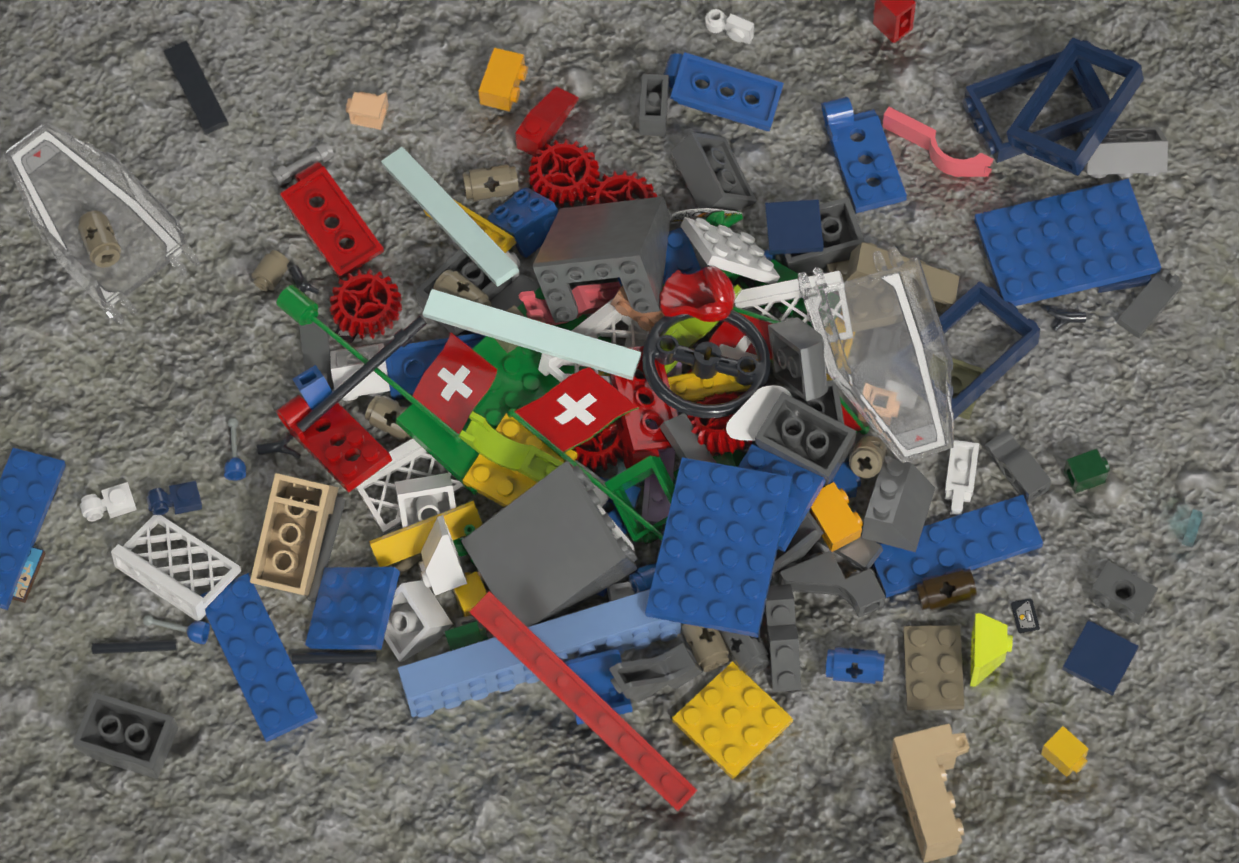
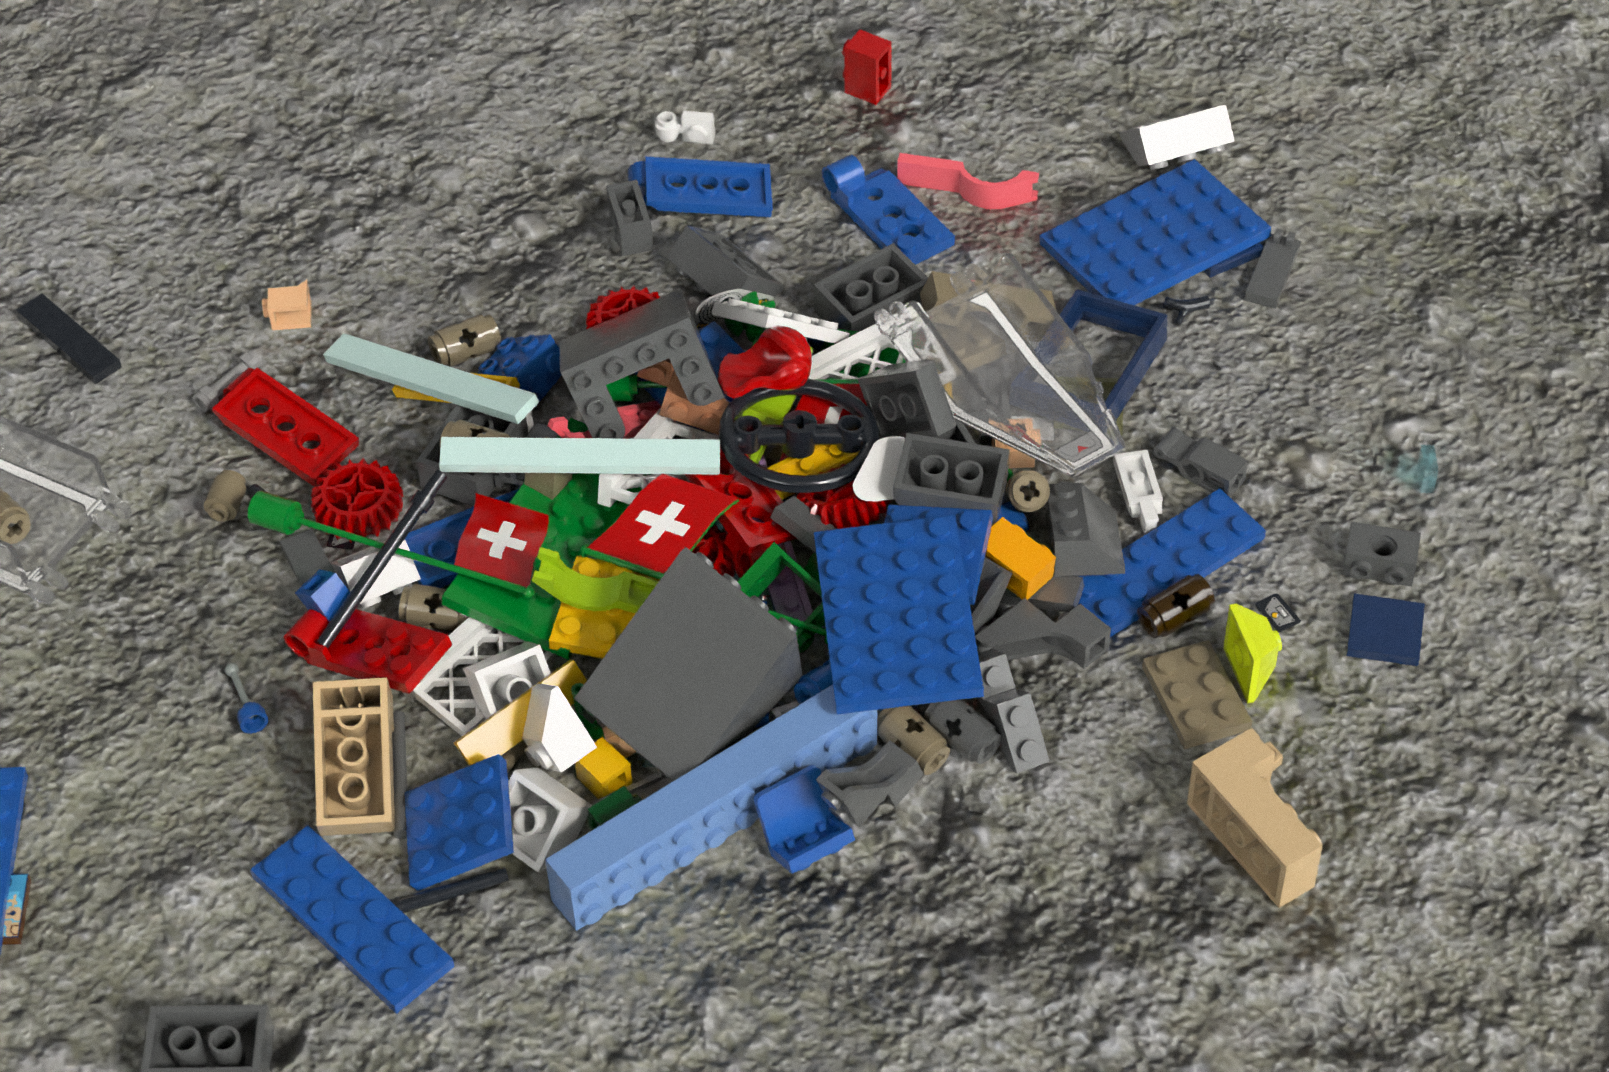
camera: 20 degrees left, 15 degrees down
(116, 500) = (105, 794): white plate -> none
(134, 646) = (184, 951): black bar -> none
(158, 579) = (200, 862): white fence -> none
(181, 497) = (191, 766): dark blue plate -> none
(197, 632) = (262, 910): hinge -> none
(277, 447) = (296, 680): black bar -> none
(502, 79) = (441, 237): light orange brick -> none
(544, 120) = (505, 270): red slope -> none
(567, 159) = (548, 302): red gear -> none
(583, 701) = (794, 832): red plate -> none
(732, 720) = (980, 818): yellow plate -> none
(794, 227) = (844, 284): dark blue tile -> none
(841, 660) = (1125, 716): blue piece -> none
(983, 125) = (1095, 72): dark blue door -> none
(1056, 154) = (1109, 144): dark blue door -> none
(1065, 752) = (1394, 735): yellow brick -> none
(1086, 470) = (1280, 445): dark green brick -> none

